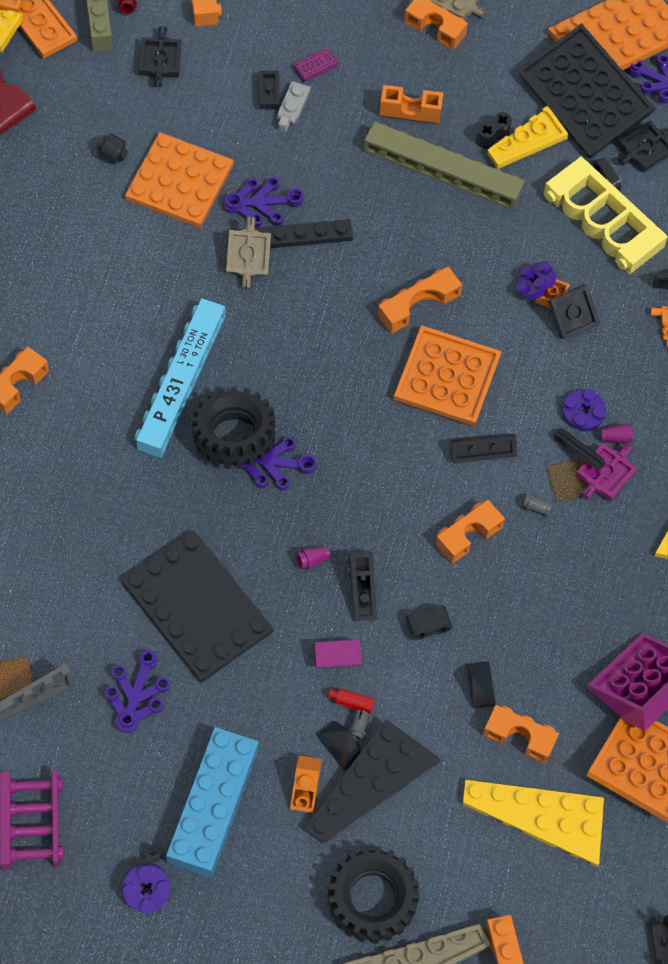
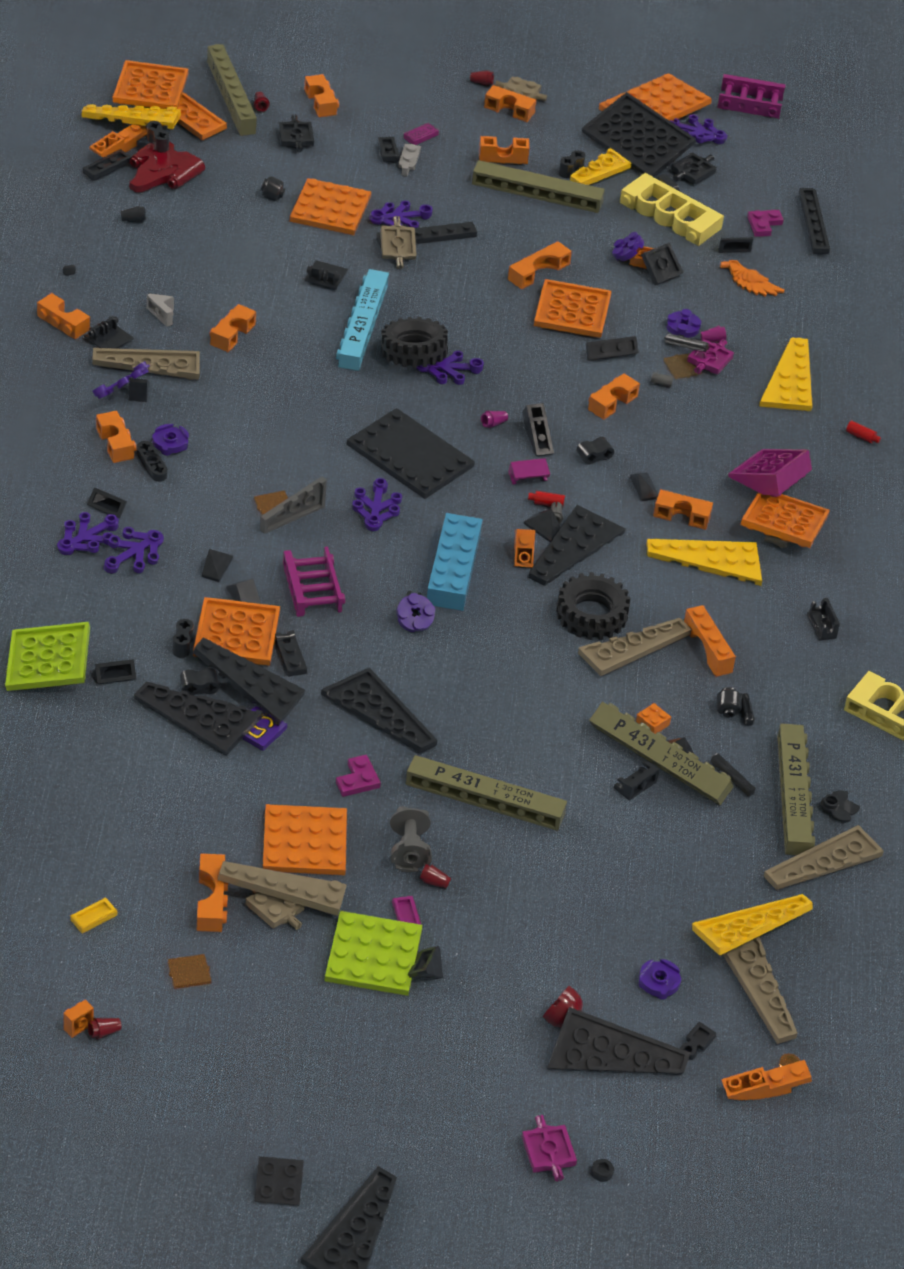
camera: 10 degrees left, 20 degrees down
(150, 295) = (325, 274): none -> black hinge

